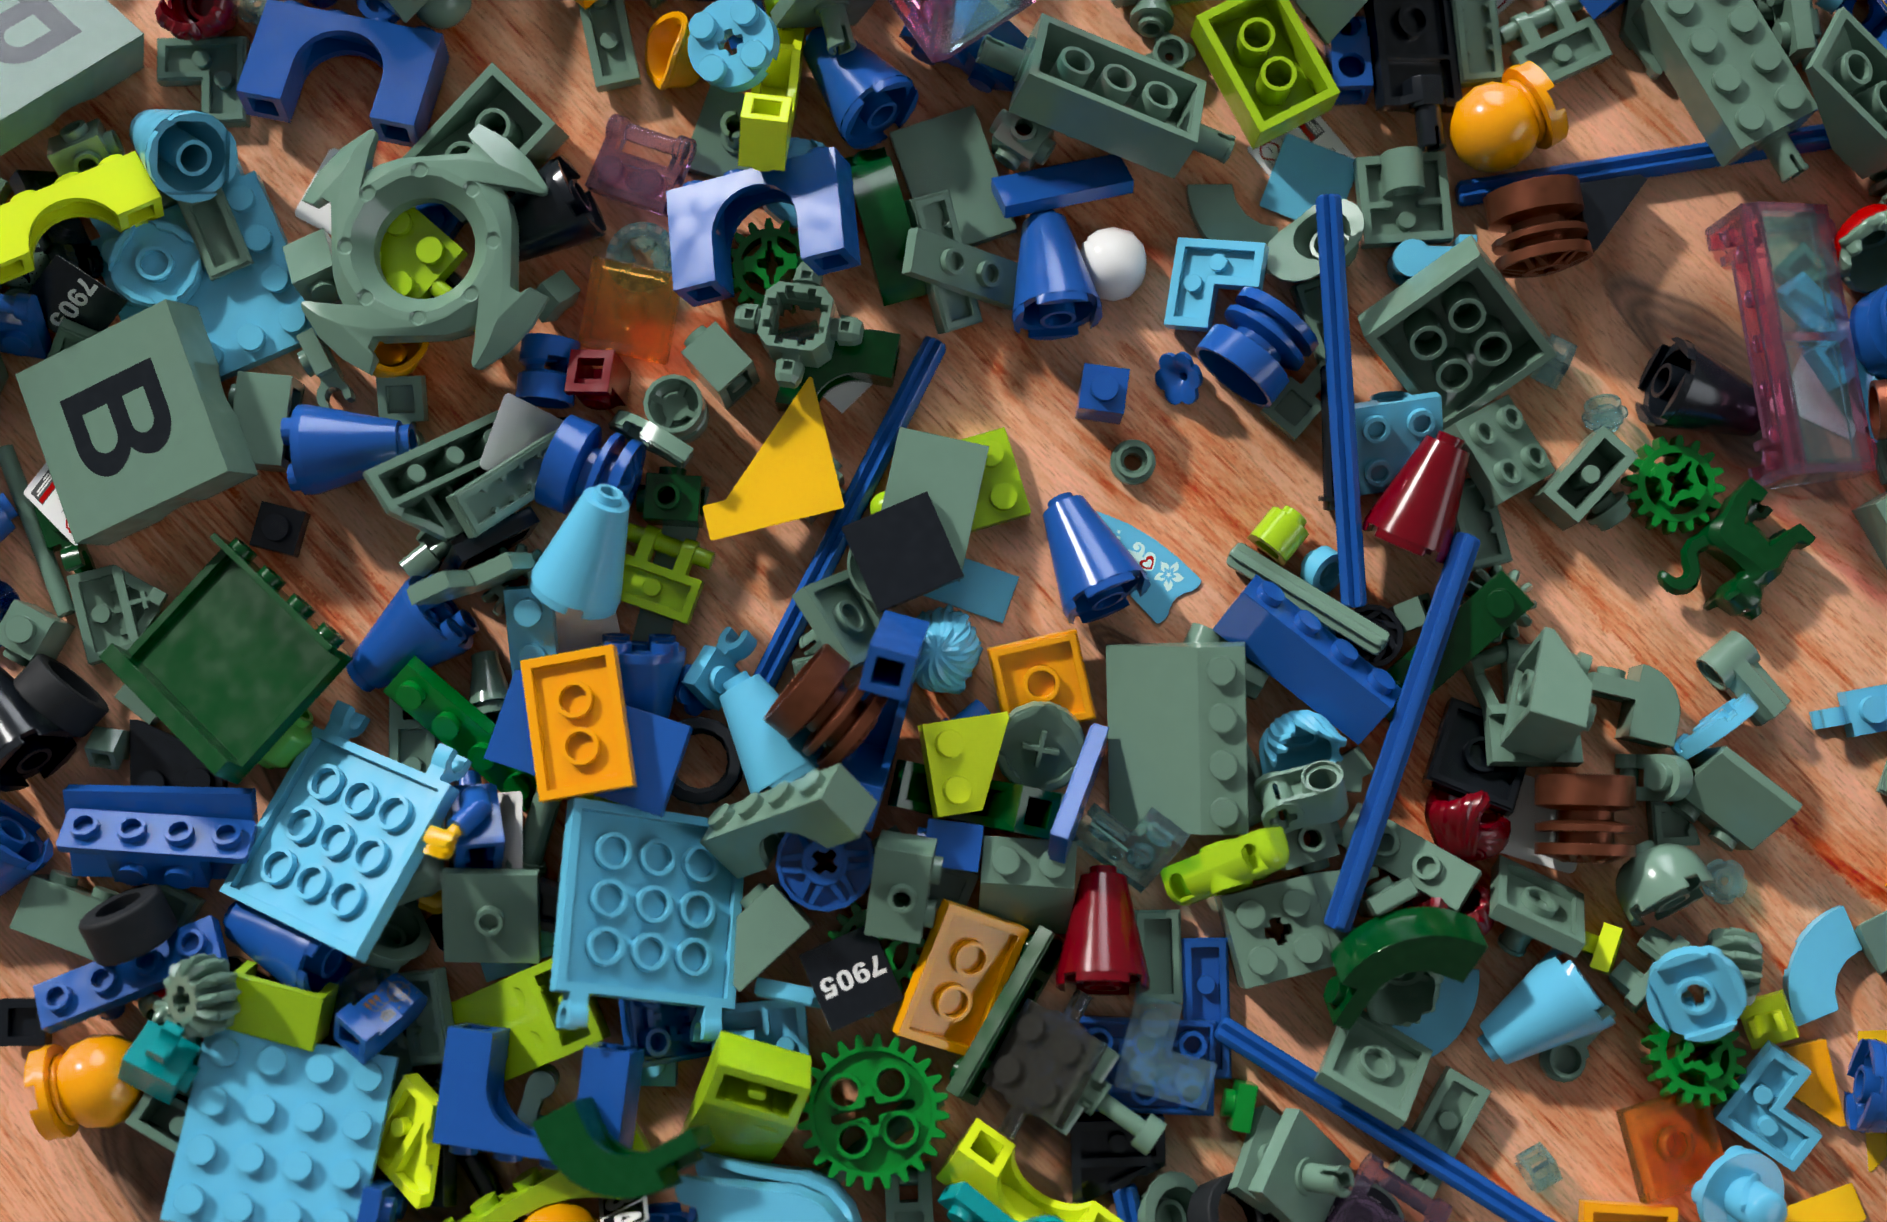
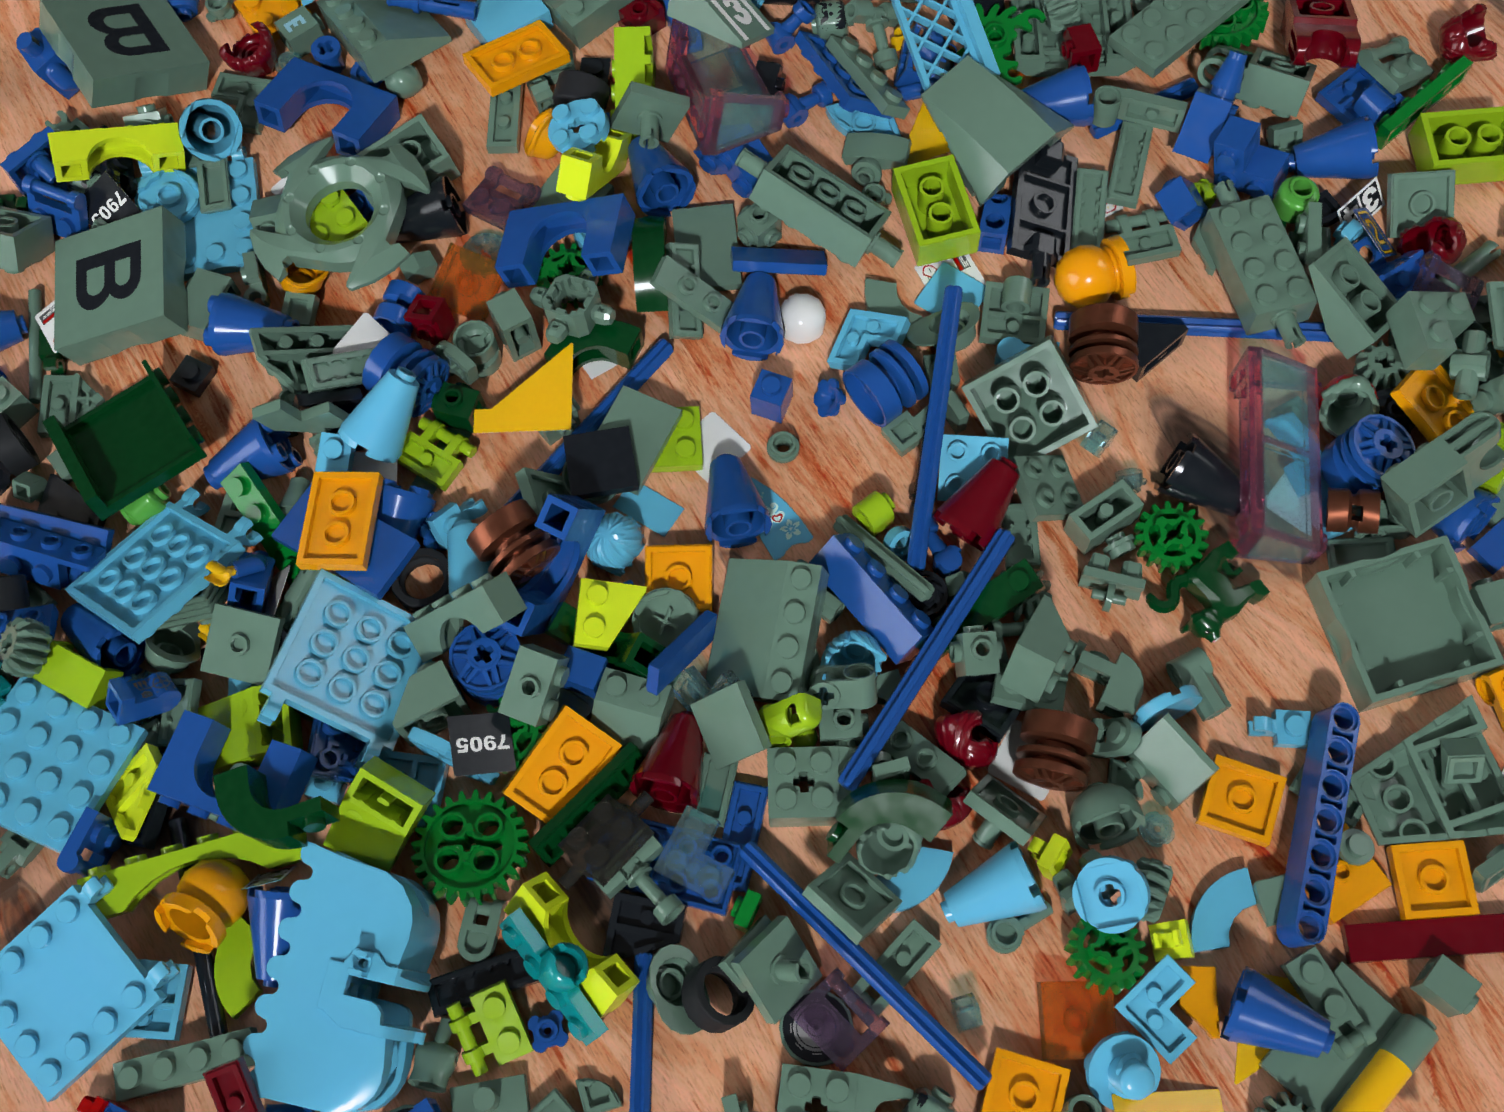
camera: 20 degrees right, 15 degrees down
(1043, 472) = (719, 439): none -> white sticker
(1169, 880) = (730, 725): none -> sand green tile
(1362, 366) = (956, 413): none -> sand green tile
(1384, 578) = (946, 558): none -> blue leg
(1461, 710) = (975, 652): none -> sand green brick
(1629, 560) = (1109, 585): none -> sand green hips
(1831, 825) = (1241, 801): none -> light orange plate

